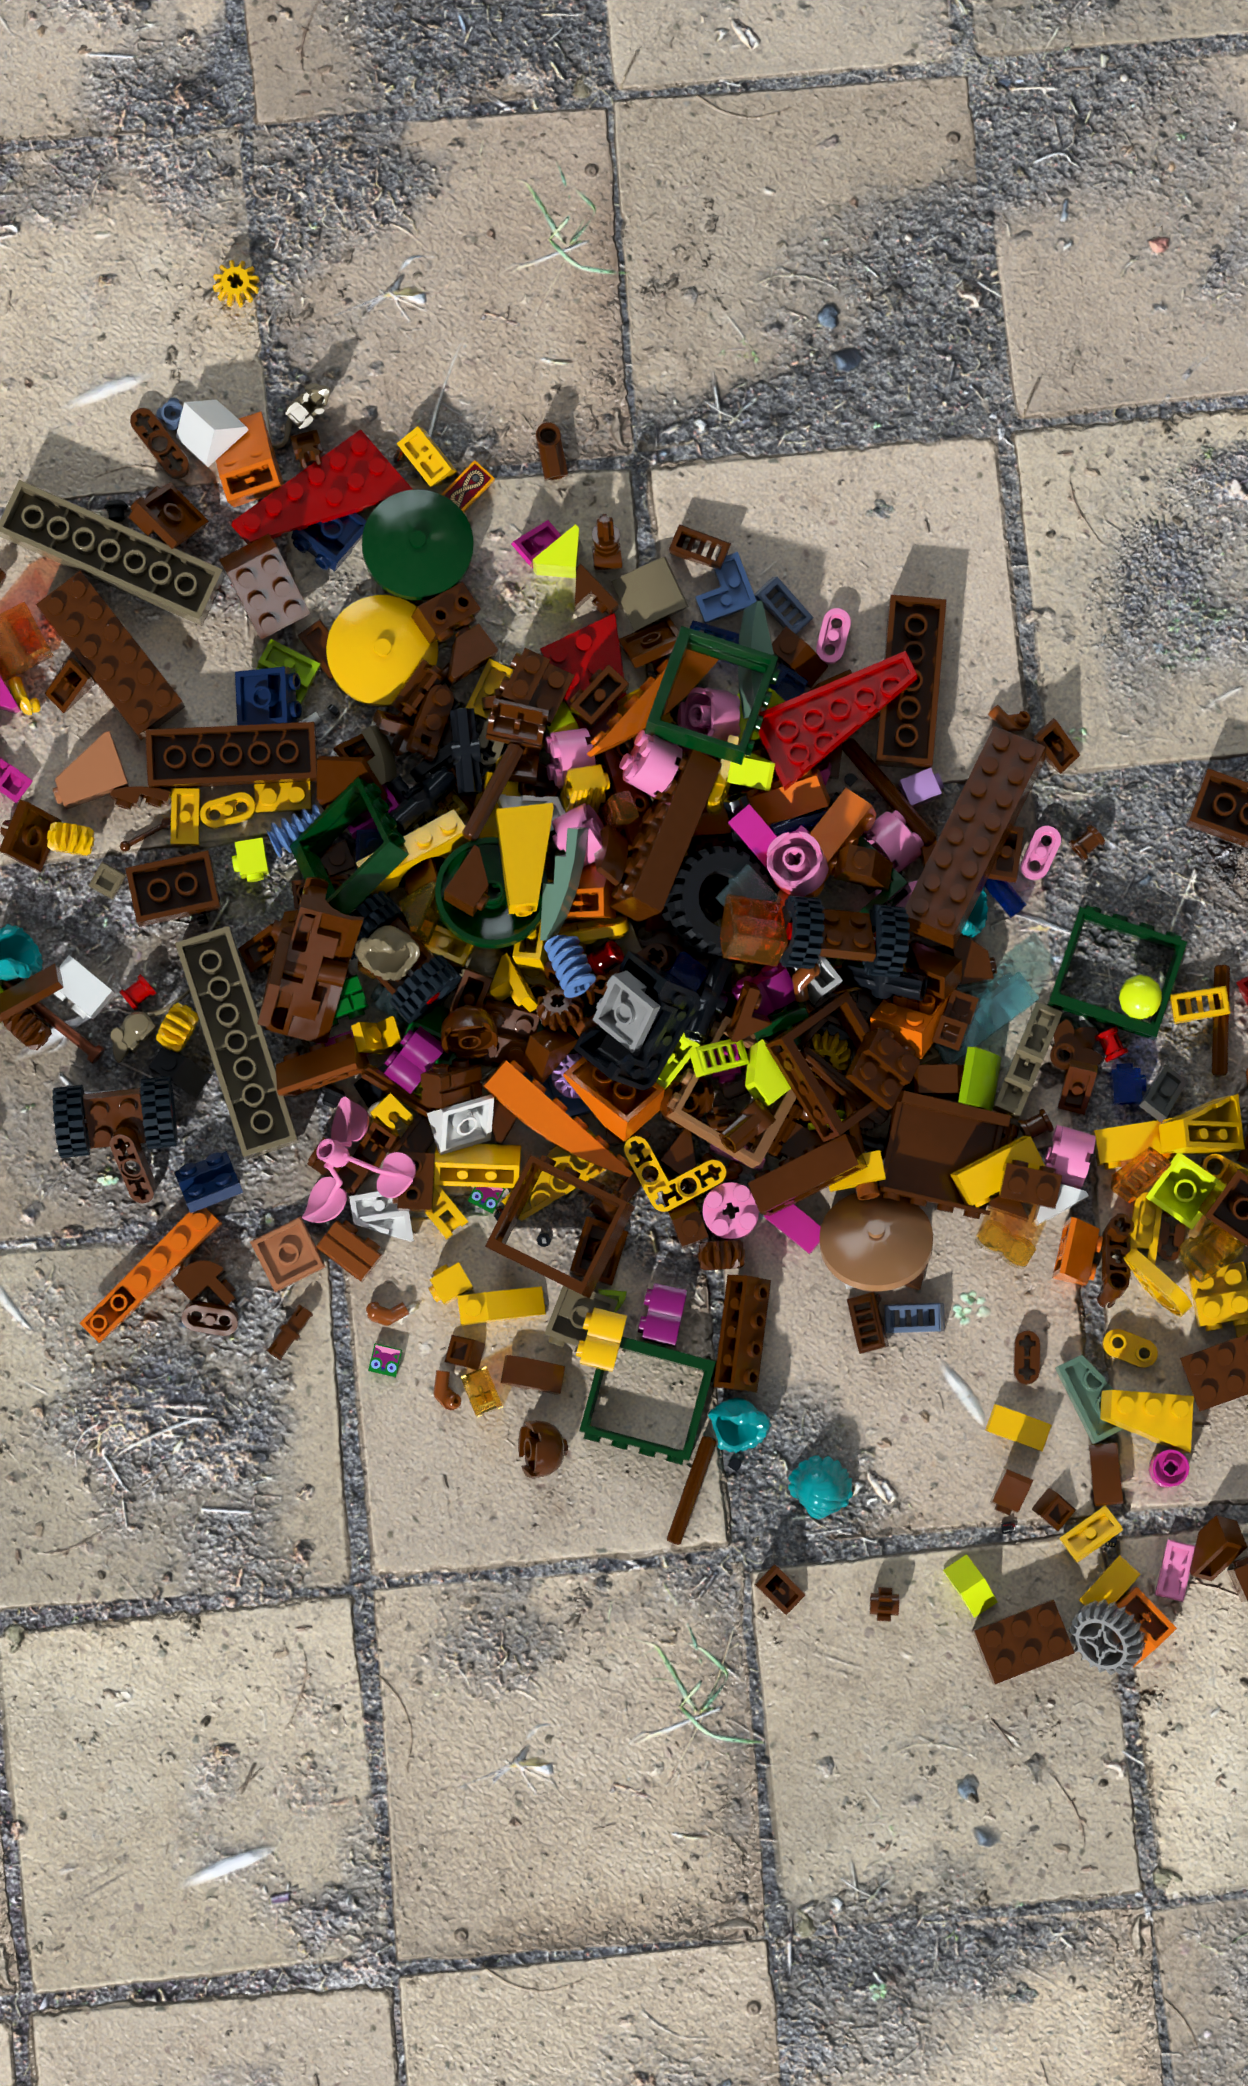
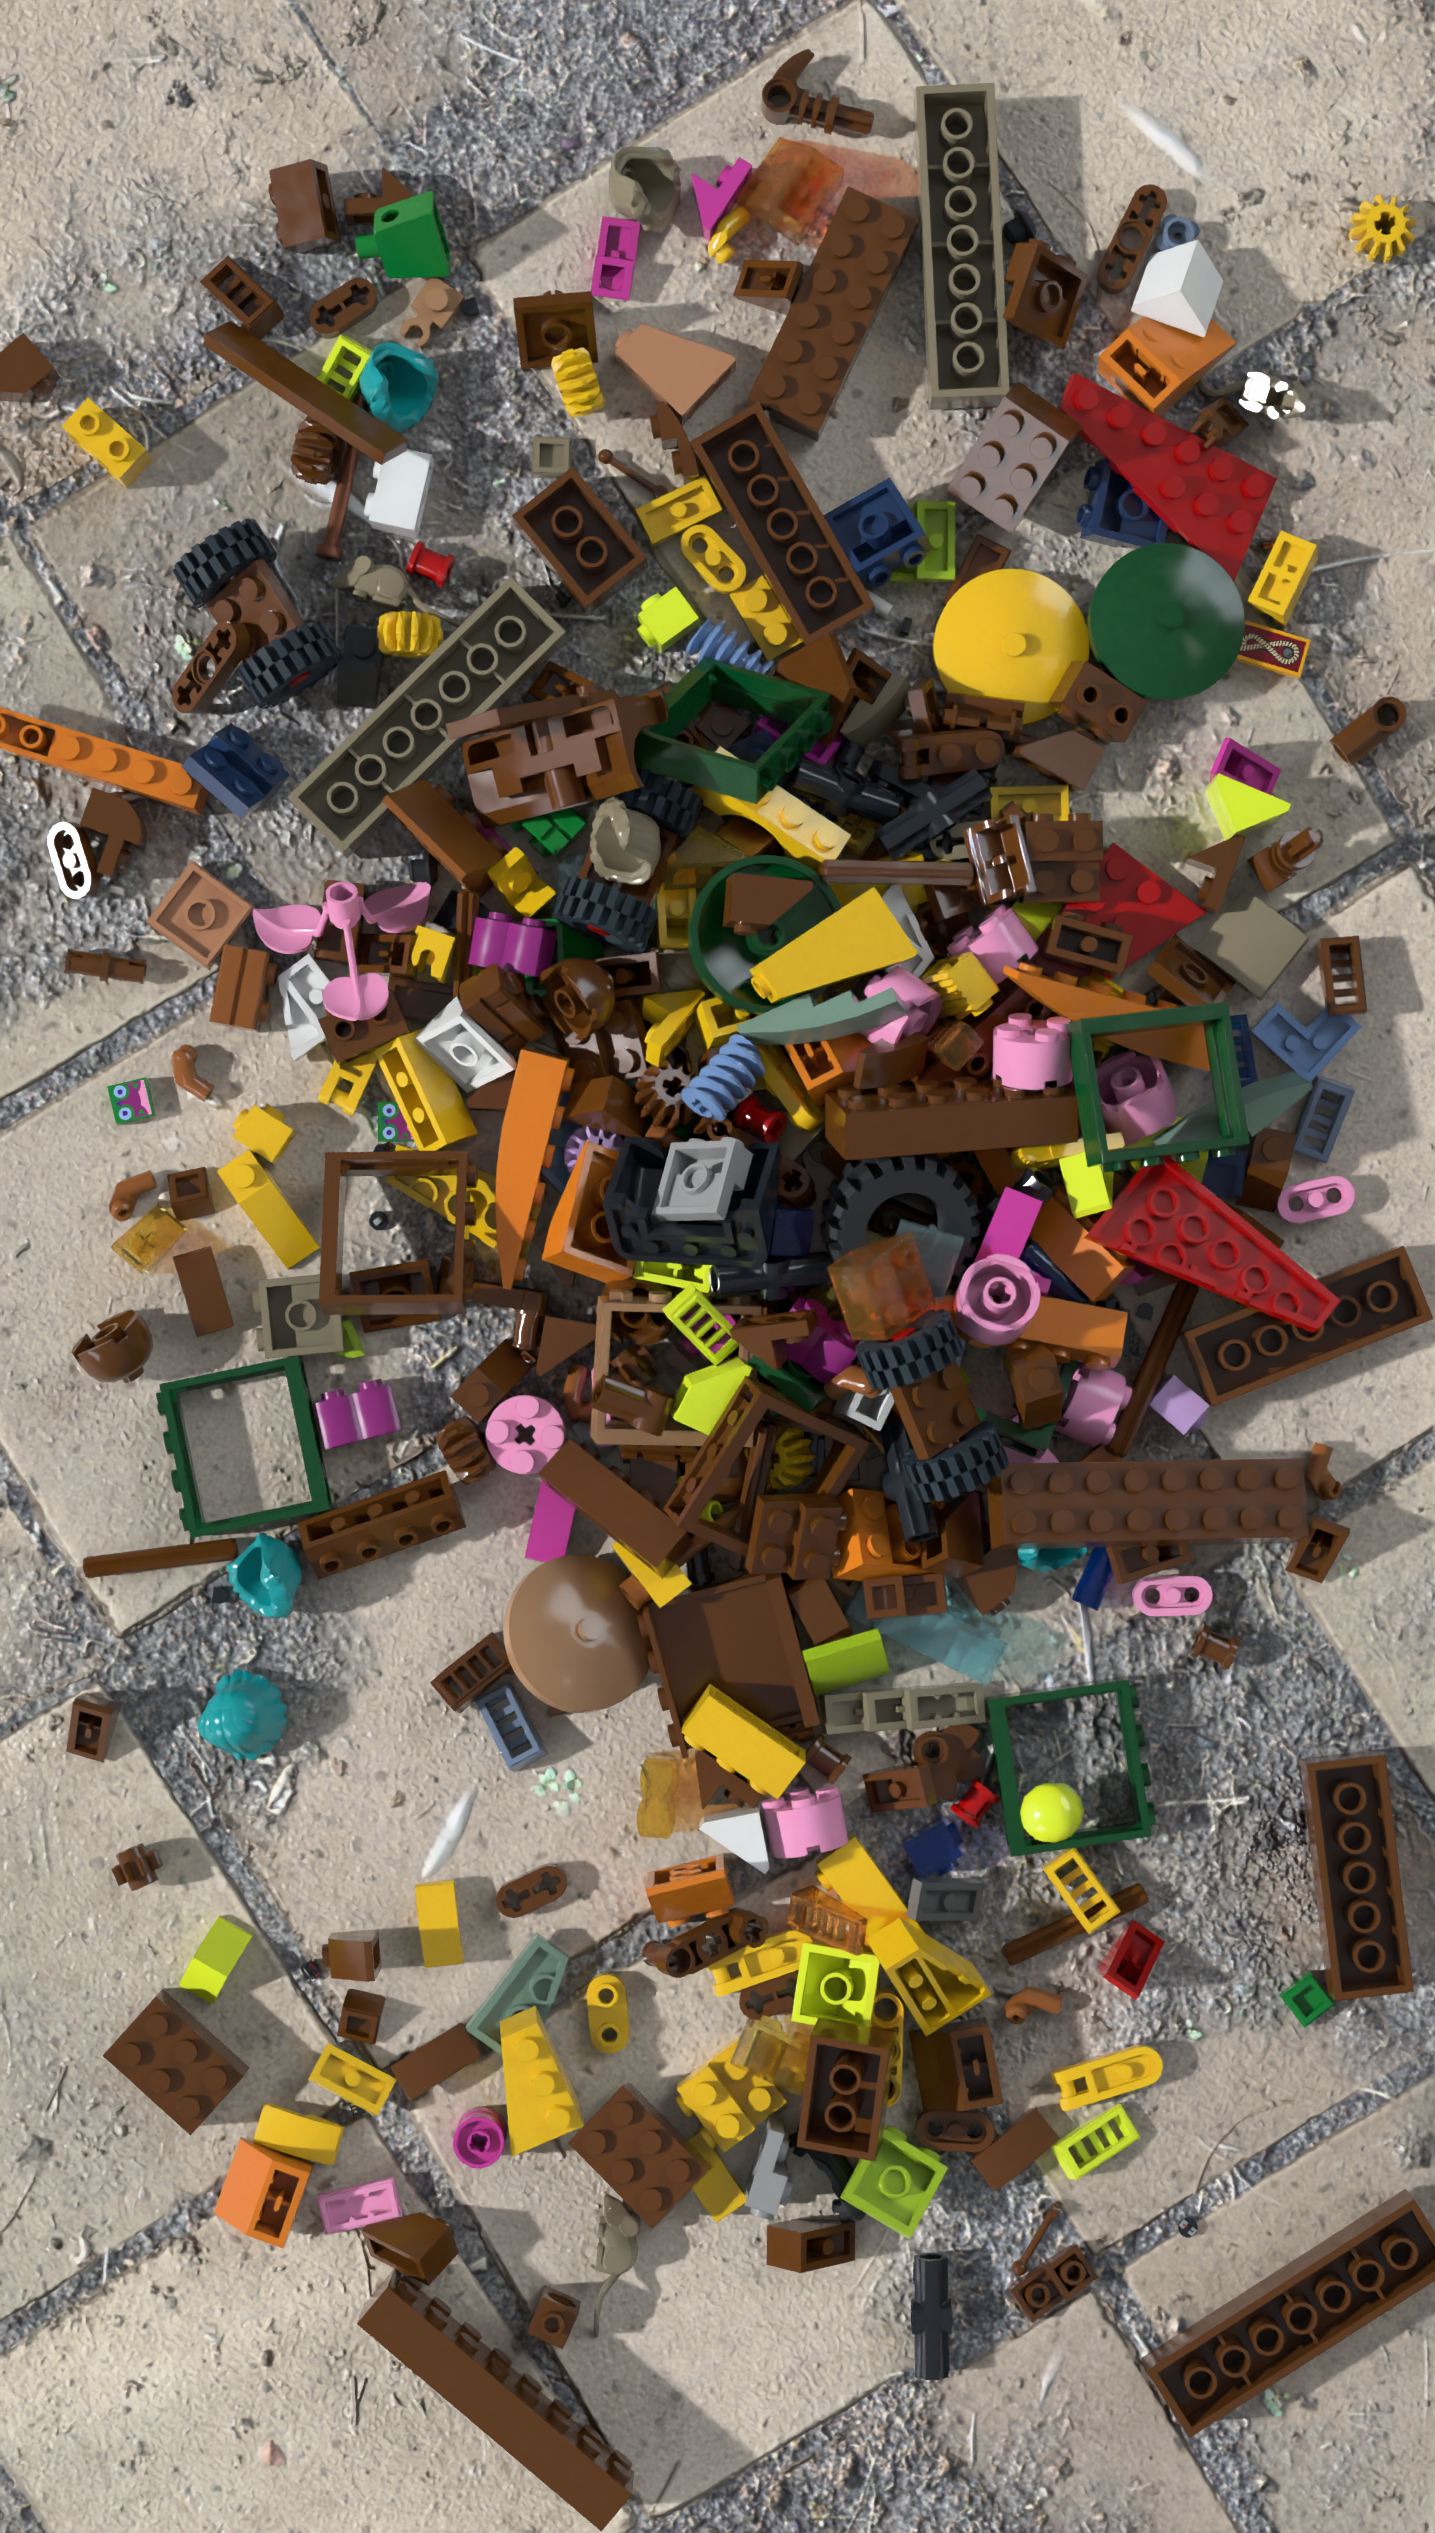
camera: 65 degrees right, 5 degrees up
(602, 1339) = (282, 1356): yellow brick -> none
(662, 1183) = (516, 1332): yellow beam -> none
(1030, 1185) = (740, 1794): reddish brown bracket -> none
(1107, 1637) = (230, 2166): light grey gear -> none
(1158, 1284) = (698, 2015): yellow beam -> none

